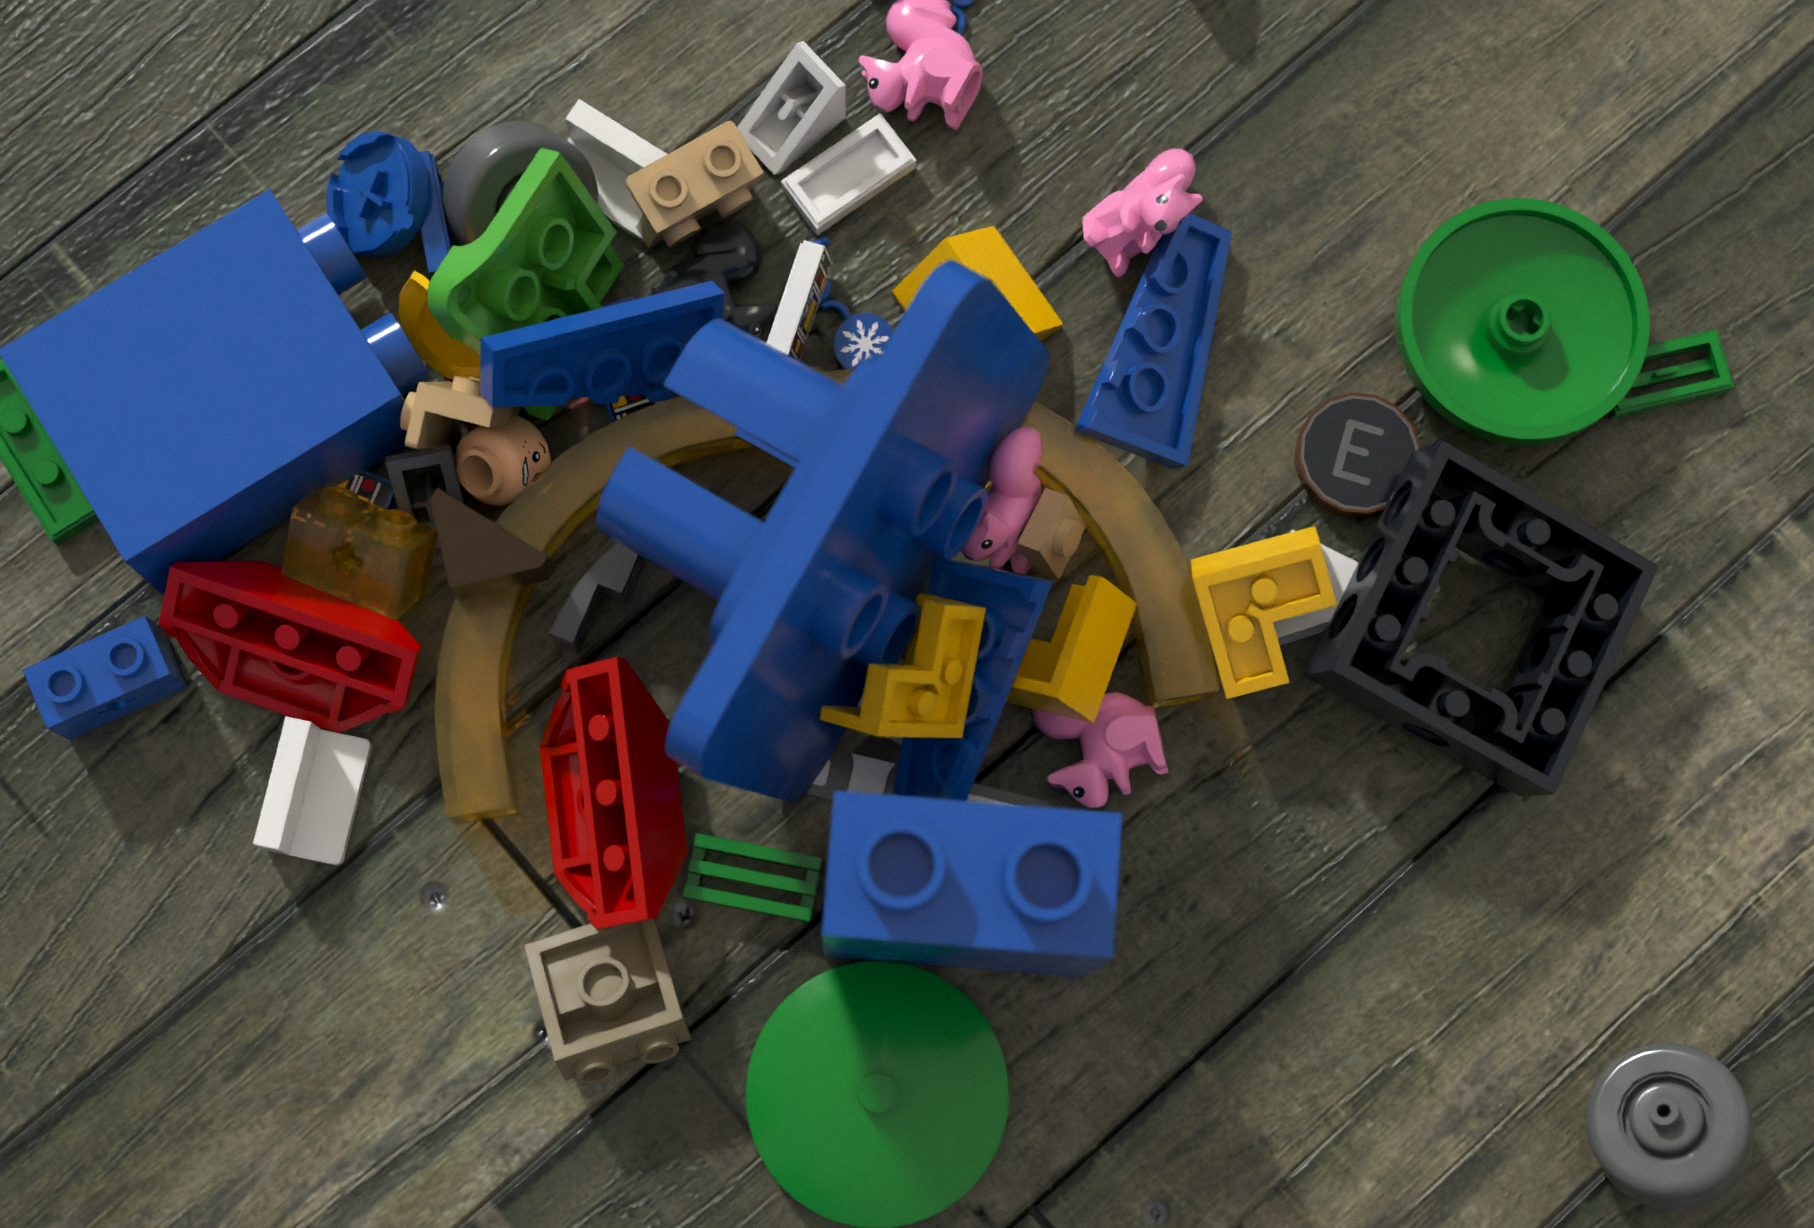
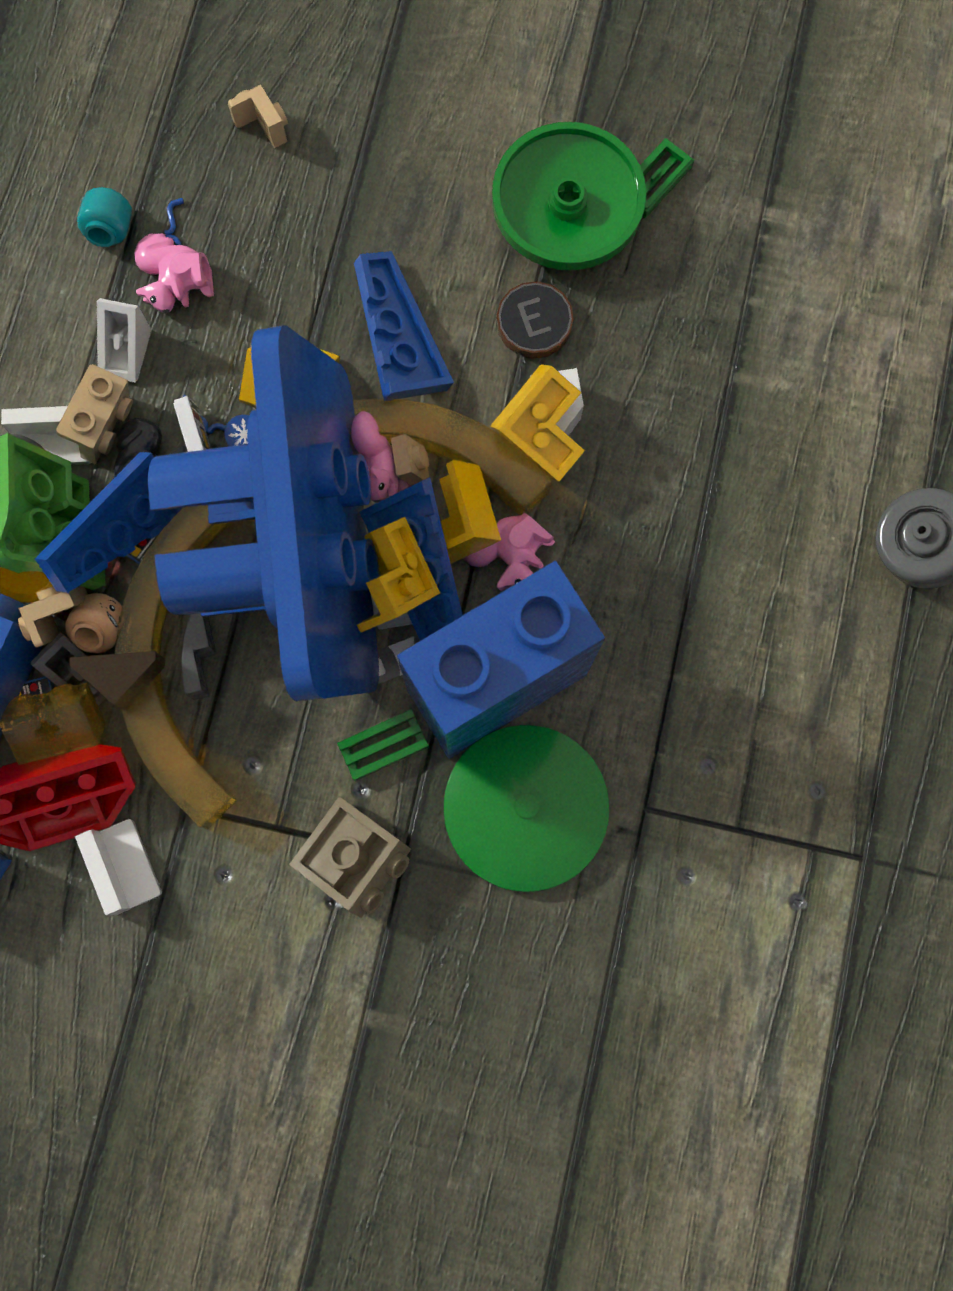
camera: 30 degrees left, 0 degrees up
(612, 795) = (278, 753): red wedge -> none
(848, 174) = (173, 356): white tile -> none
(1143, 211) = (339, 268): bright pink animal -> none
(1589, 604) = (696, 301): black brick -> none

